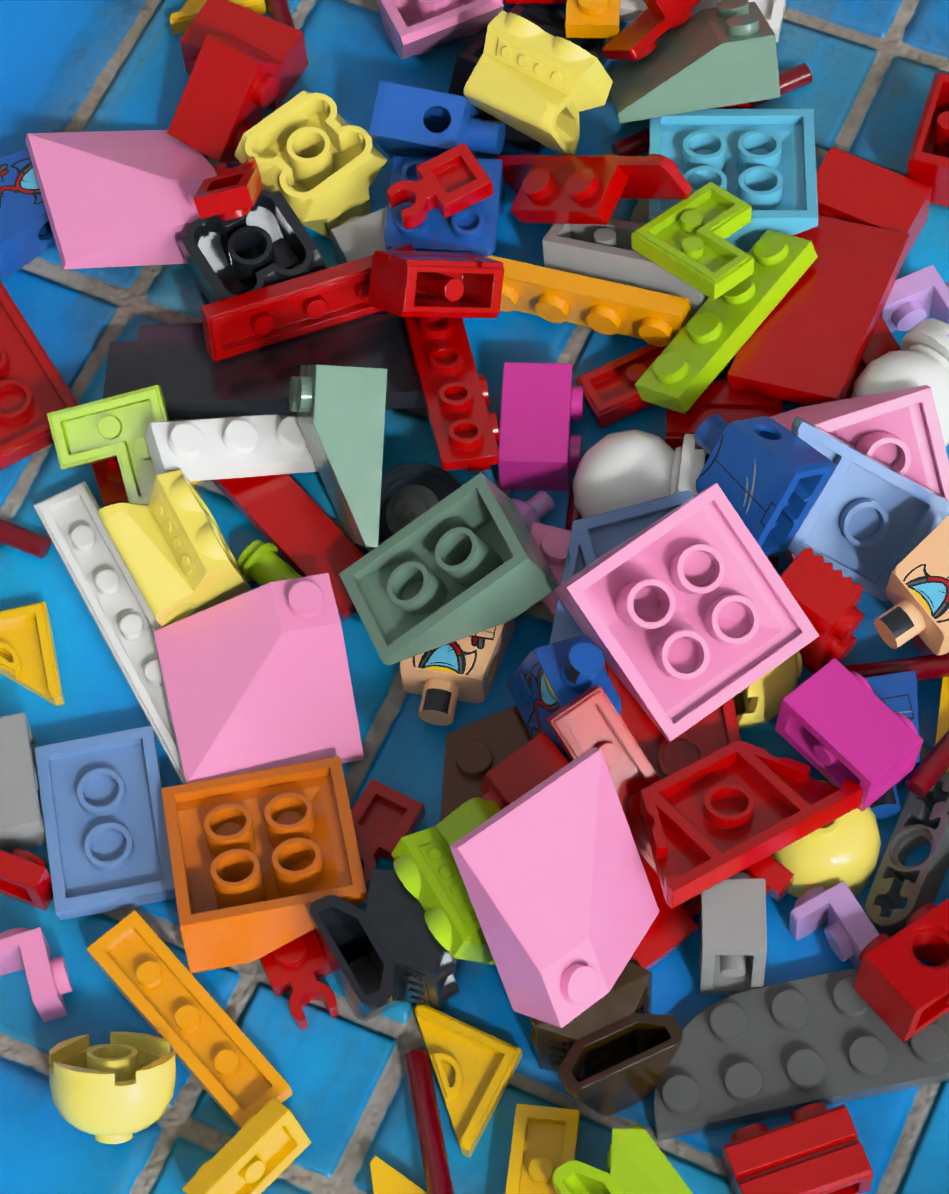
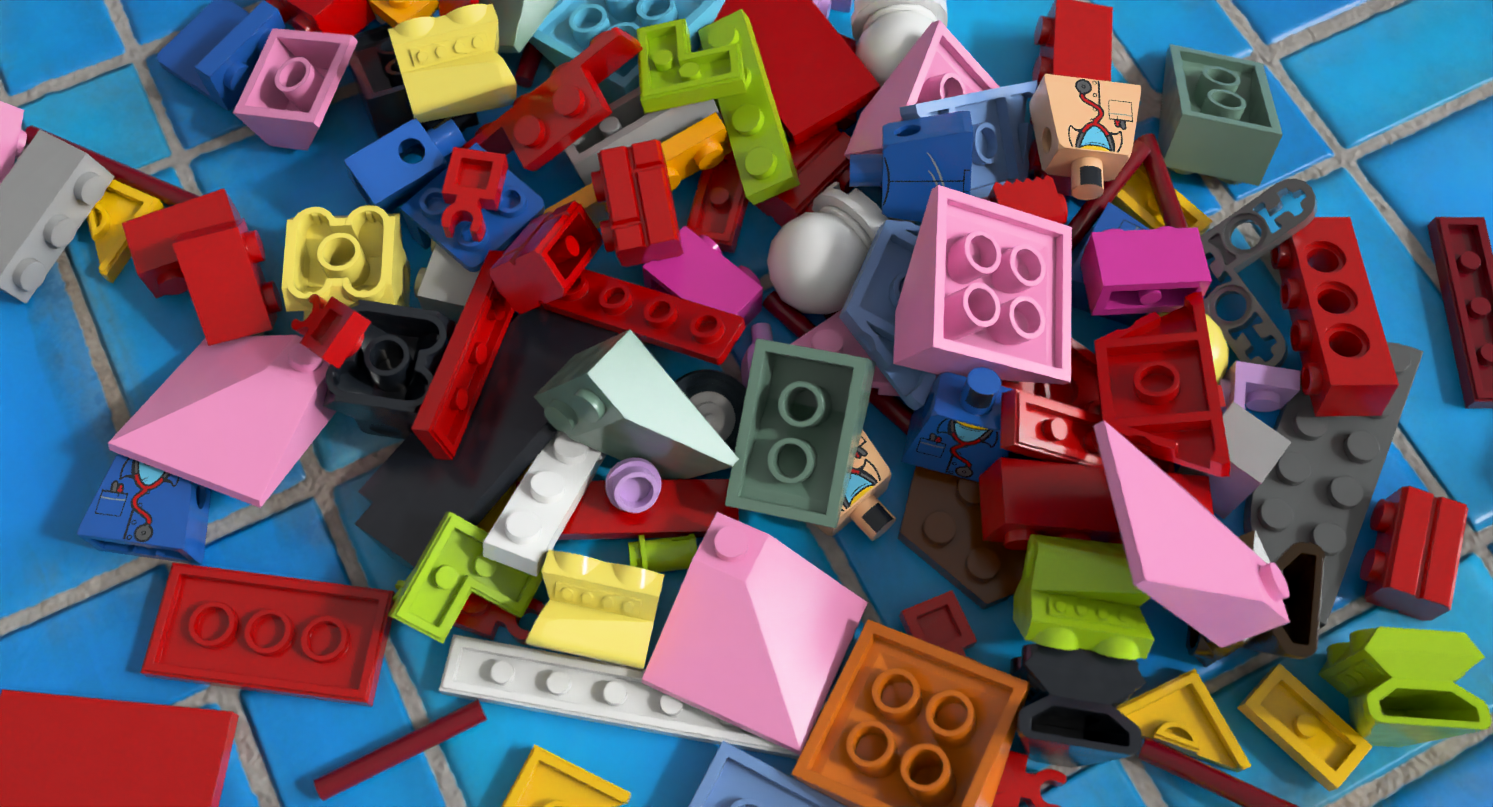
camera: 60 degrees left, 5 degrees up
(303, 500) = (633, 485): none -> lavender plate
(543, 309) = (638, 203): none -> red brick

